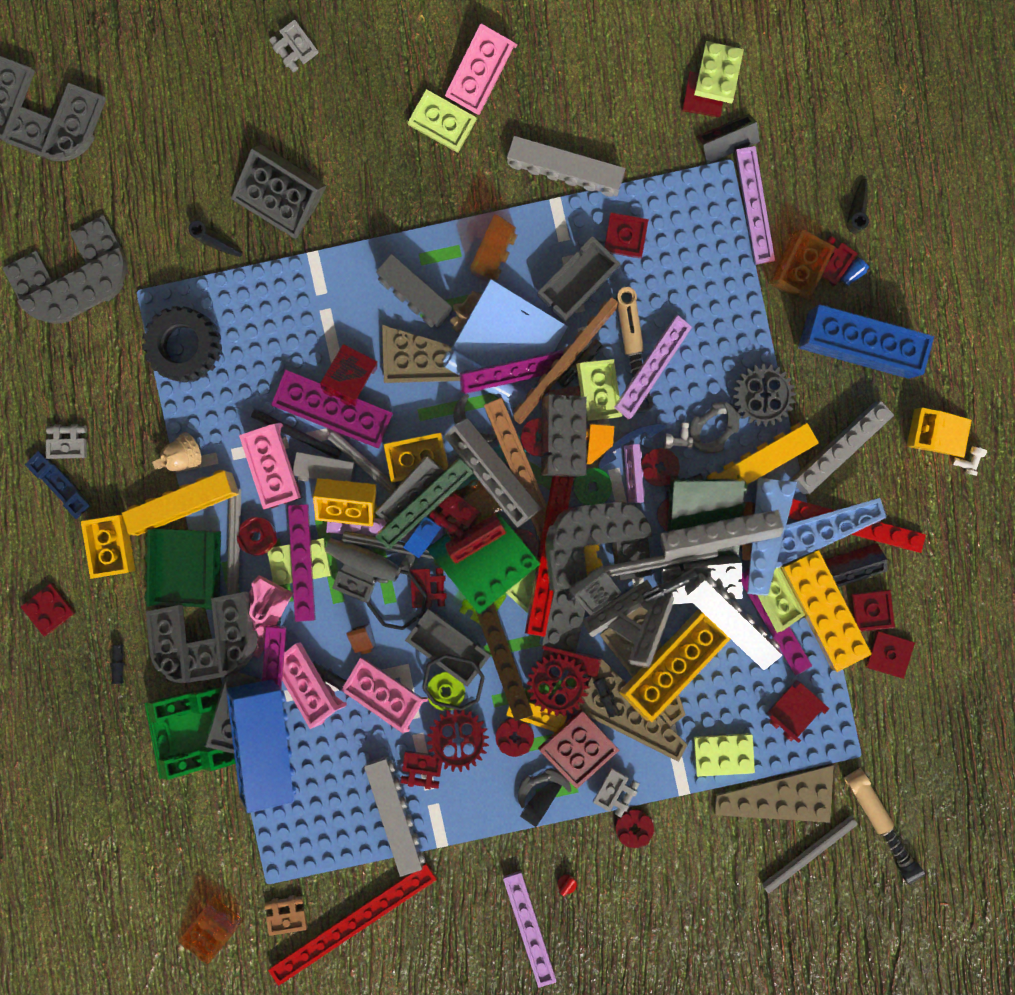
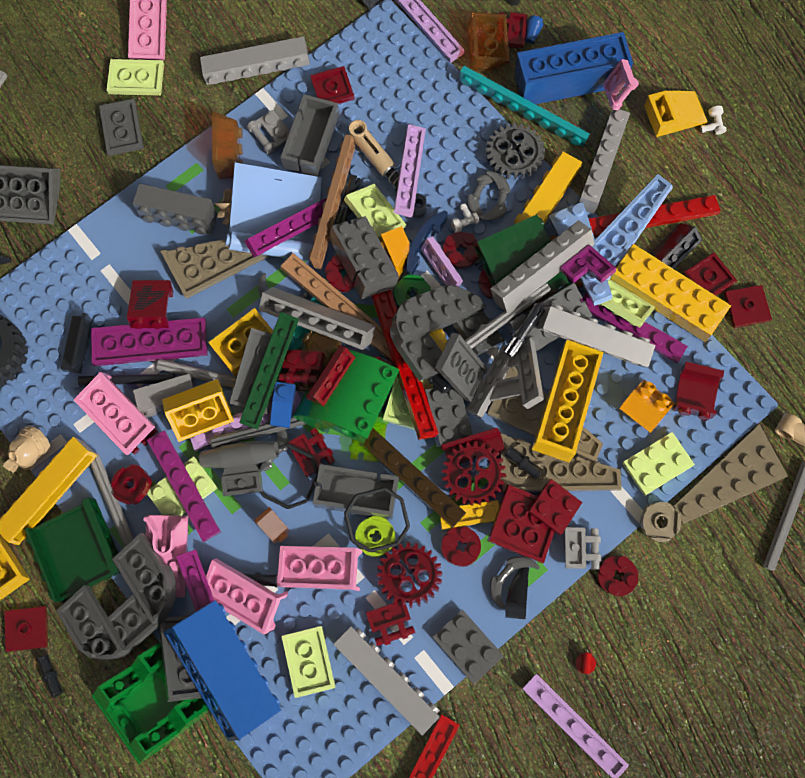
camera: 25 degrees left, 15 degrees down
(114, 613) = (26, 629): none -> dark red plate
(265, 376) = (76, 343): none -> black panel
(337, 766) = (308, 662): none -> yellowish green plate
(404, 169) = (121, 127): none -> dark grey plate
(476, 822) = (468, 646): none -> dark grey plate
(549, 250) = (274, 127): none -> light grey plate
(612, 748) = (555, 507): none -> dark red plate
(693, 794) = (651, 528): none -> dark tan plate
(744, 701) = (647, 405): none -> light orange slope
(766, 552) = (588, 261): none -> magenta plate
(801, 359) = (523, 106): none -> teal plate
(898, 381) = (616, 80): none -> bright pink plate

